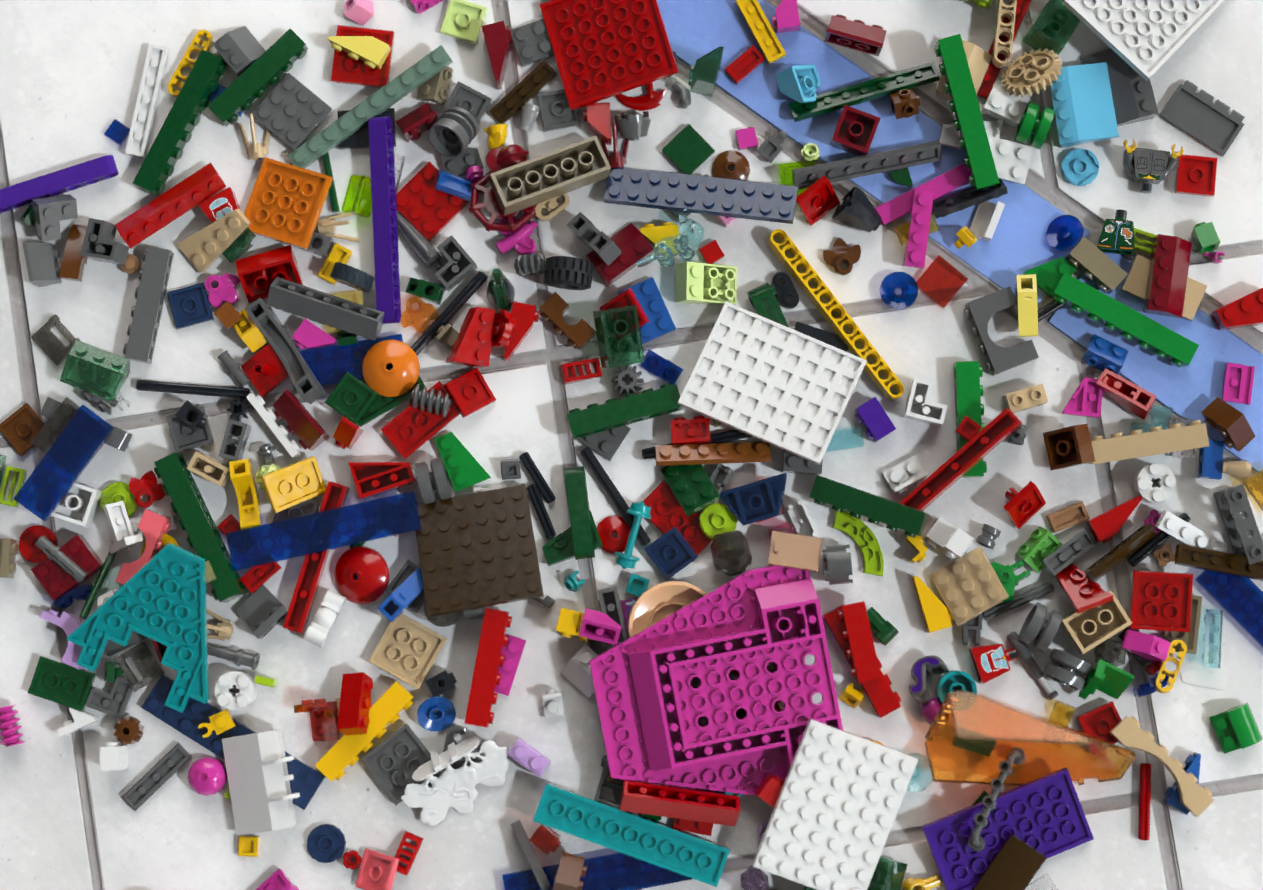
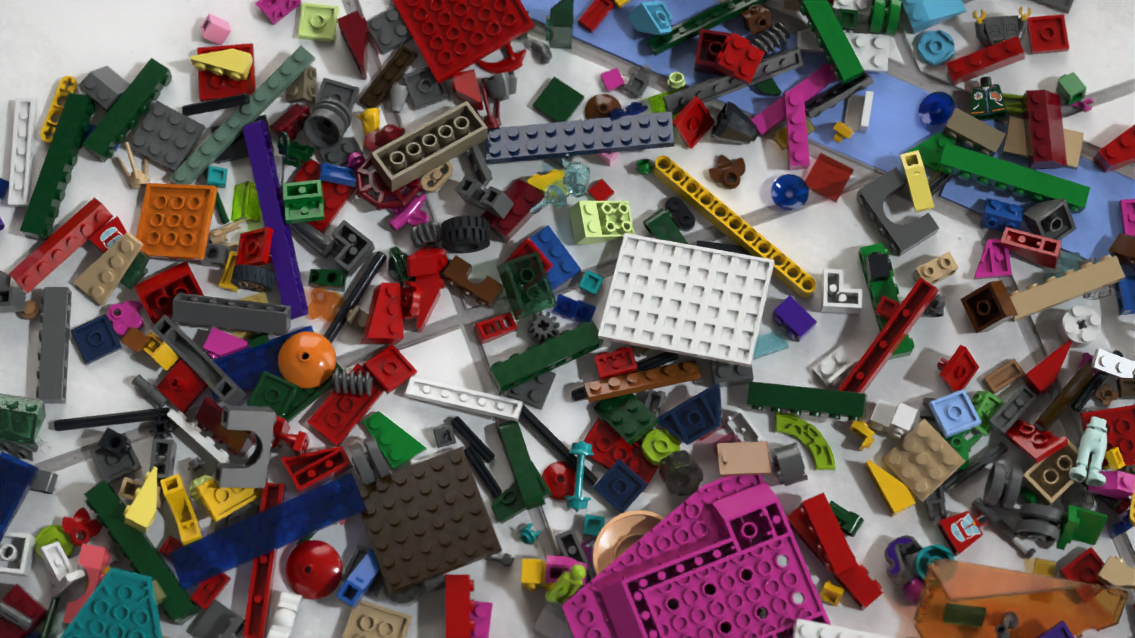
camera: 15 degrees left, 10 degrees down
(208, 489) = (143, 510): none -> light yellow slope
(319, 470) = (253, 471): none -> dark grey arch
(334, 163) = (216, 176): none -> teal tile
(346, 89) = (216, 104): none -> black axle
(358, 247) = (255, 247): none -> red tile
(367, 450) = (298, 443): none -> red tile
(415, 153) = (293, 150): none -> dark green piece
(415, 209) = (303, 201): none -> green brick
(525, 292) = (426, 261): none -> red slope
(536, 437) = (464, 399): none -> white plate
(595, 204) = (478, 166): none -> dark grey plate
(597, 643) = (566, 585): none -> lime plate
(683, 344) = (591, 283): none -> teal plate
(757, 176) = (634, 109): none -> clear blue slope
(759, 235) = (644, 166): none -> green plate
(876, 145) = (739, 58): none -> red plate
(912, 128) = (771, 38): none -> dark grey piece
(968, 386) = (878, 267): none -> black brick
(995, 123) = (847, 19): none -> dark green tile
(1010, 546) = (954, 413): none -> light blue tile
(1065, 642) = (1028, 496): none -> green tile
(1125, 193) = (985, 60): none -> red brick
(1139, 603) = (1094, 442): none -> light aqua piece
(1151, 369) = (1050, 219): none -> dark grey slope
(1154, 623) = (1114, 459): none -> yellow tile

